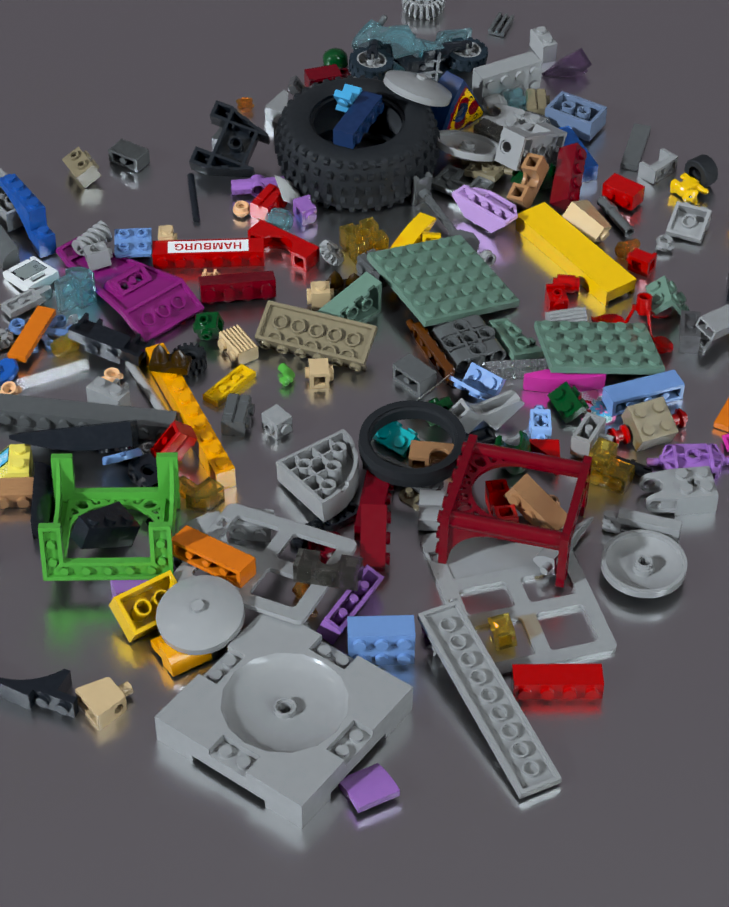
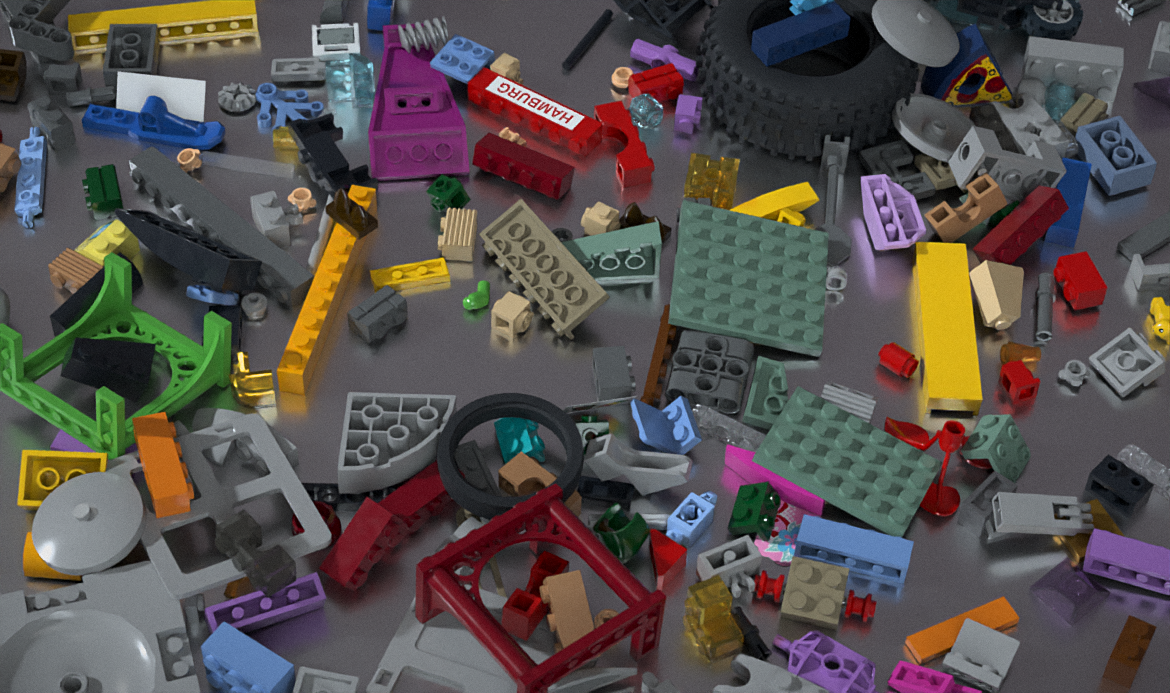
camera: 35 degrees right, 5 degrees up
(31, 333) = (268, 108): orange tile -> none
(98, 255) = (408, 55): light grey brick -> none
(176, 438) = (272, 311): red brick -> none
(198, 355) = (395, 233): black tyre -> none
(277, 422) = (409, 346): light grey brick -> none
(287, 189) = (683, 79): white sticker -> none
(331, 253) = (660, 187): light grey gear -> none
(556, 296) = (869, 371): red brick -> none

